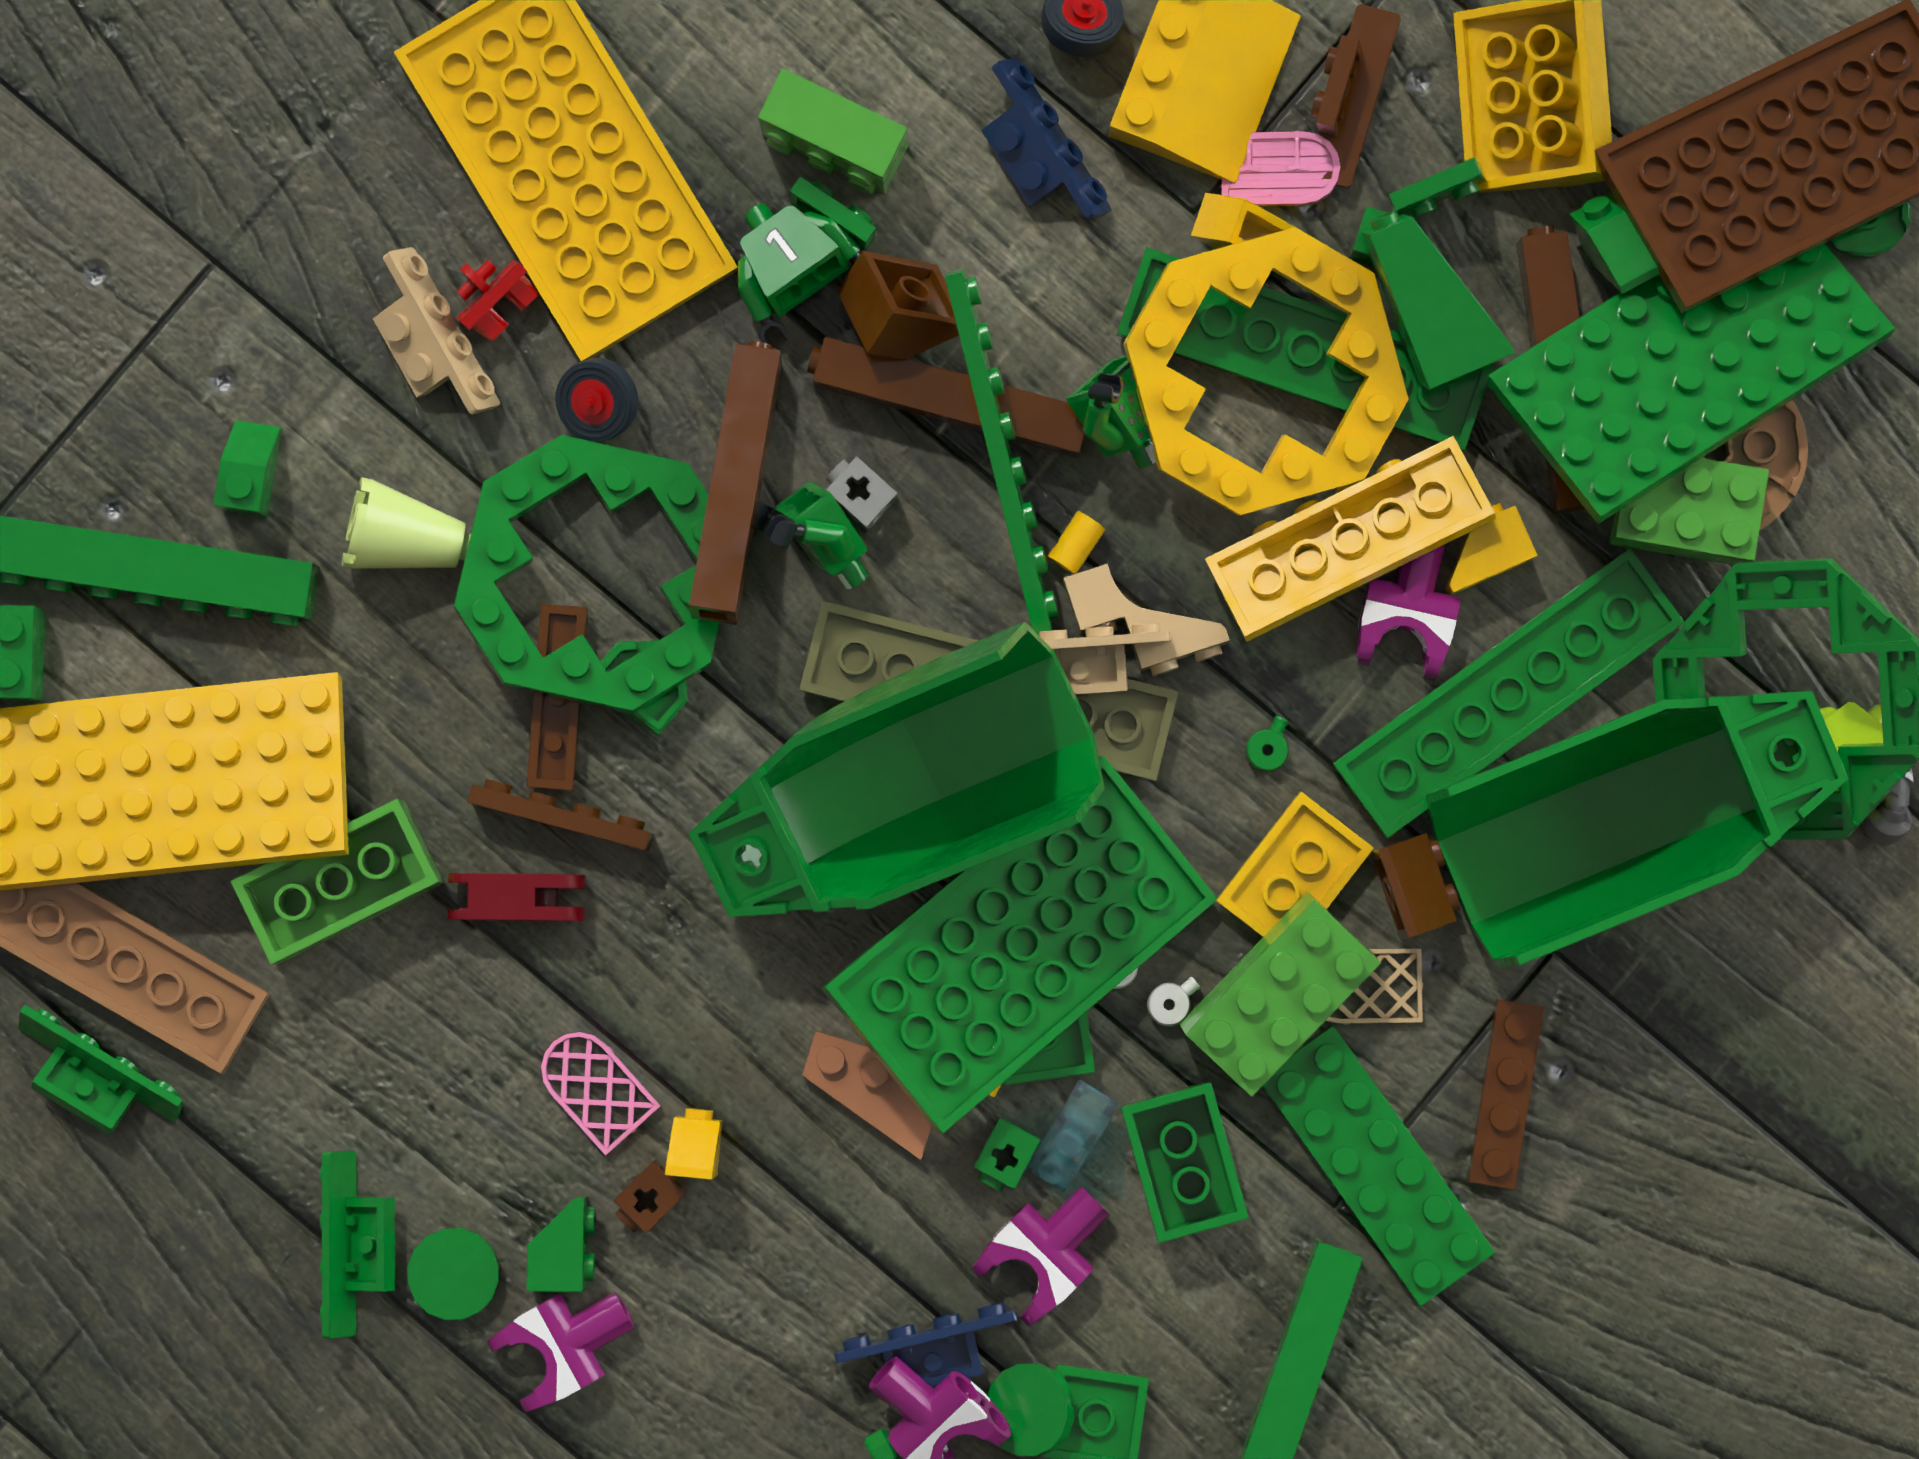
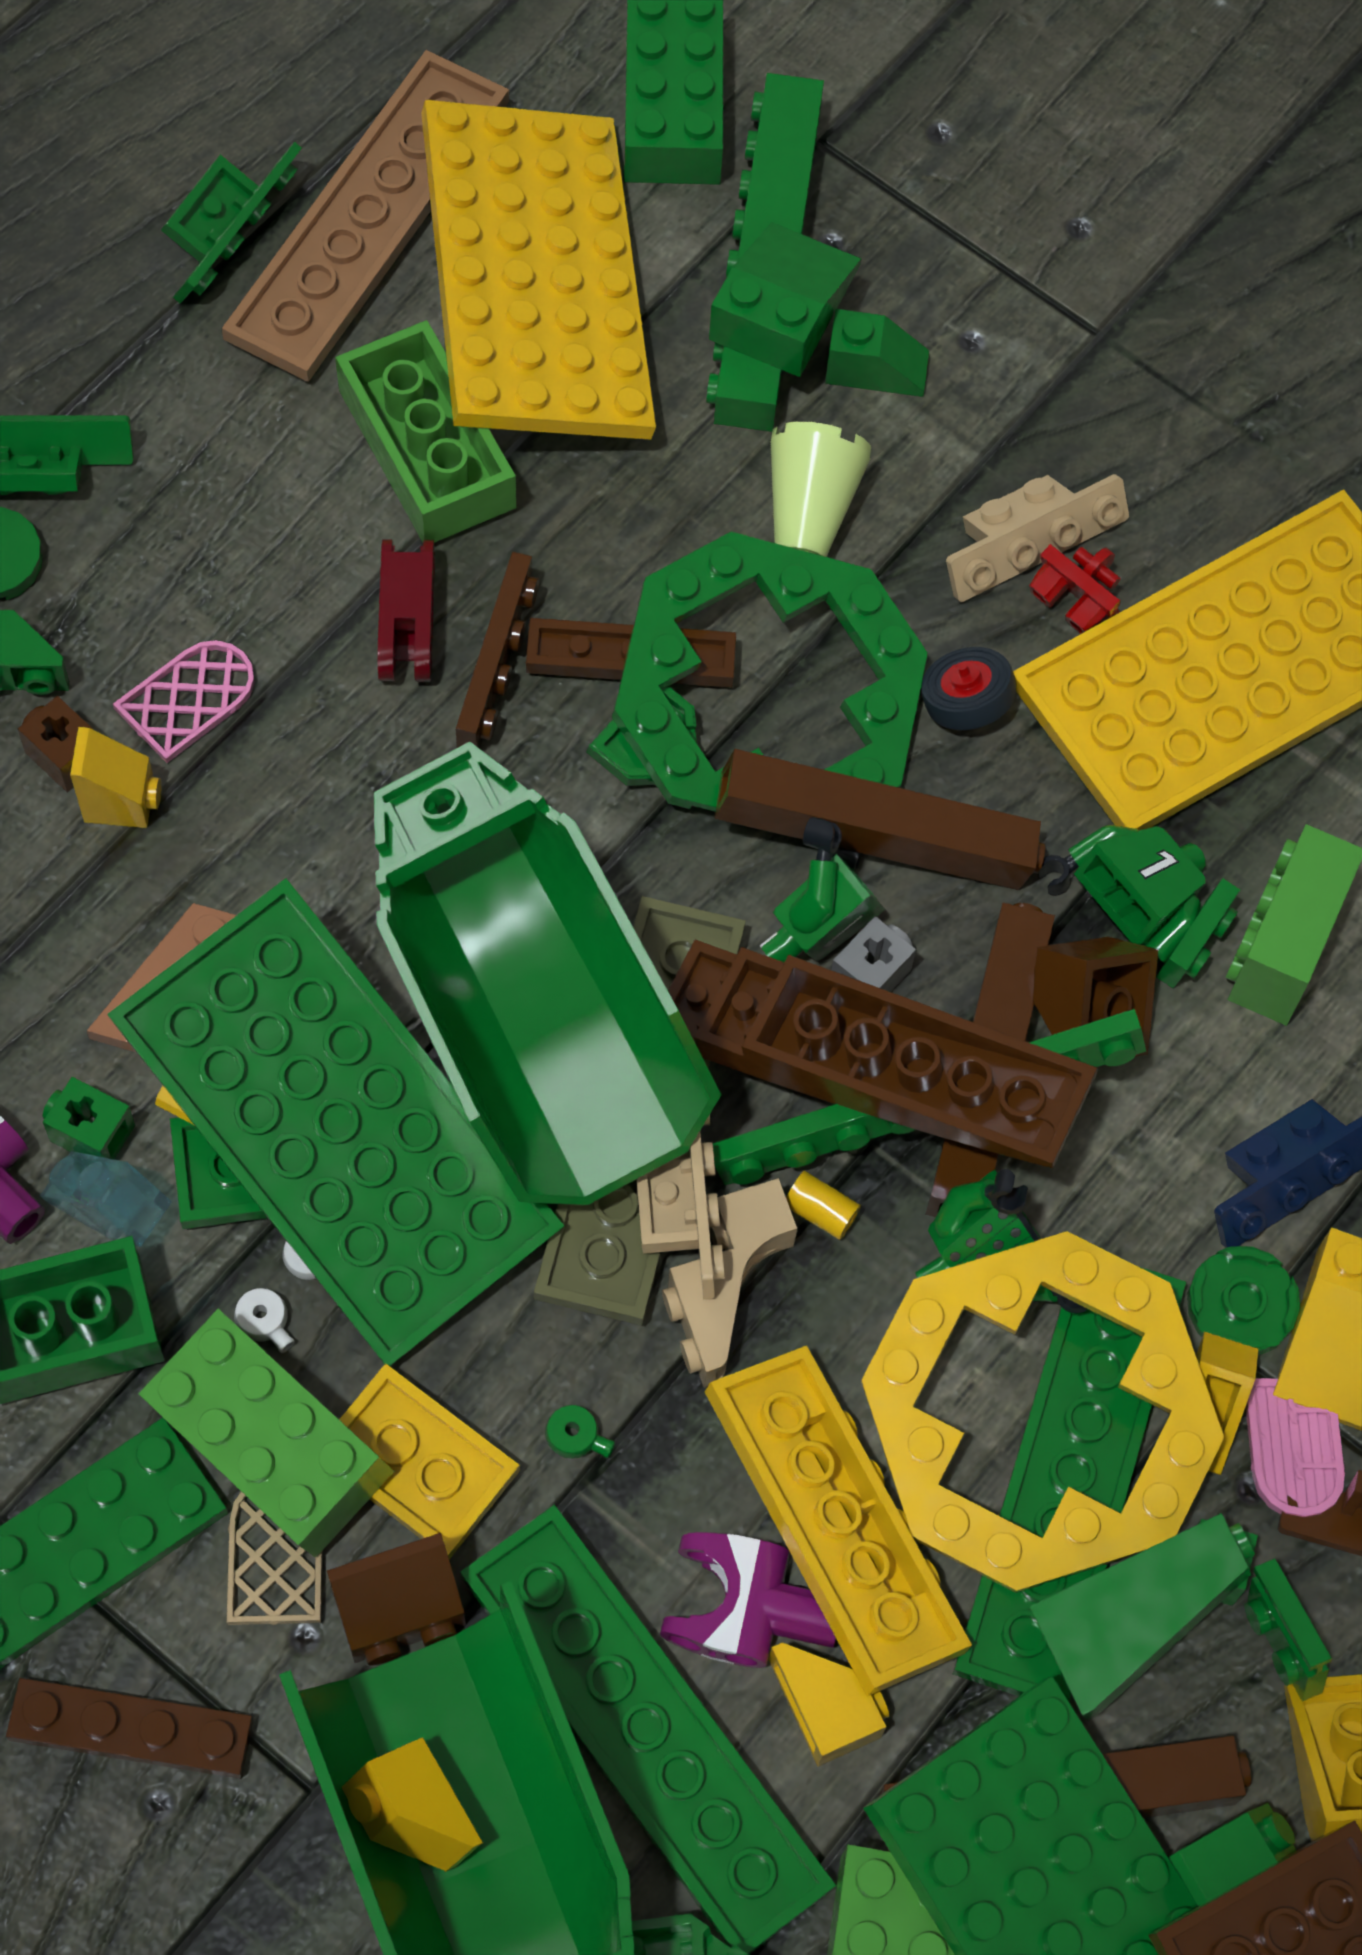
camera: 80 degrees right, 20 degrees down
(200, 550) = (781, 298): none -> green slope
(969, 494) = (879, 1052): none -> reddish brown slope
(1155, 201) = (1244, 1298): none -> green tile
(1578, 871) = (412, 1807): none -> yellow slope

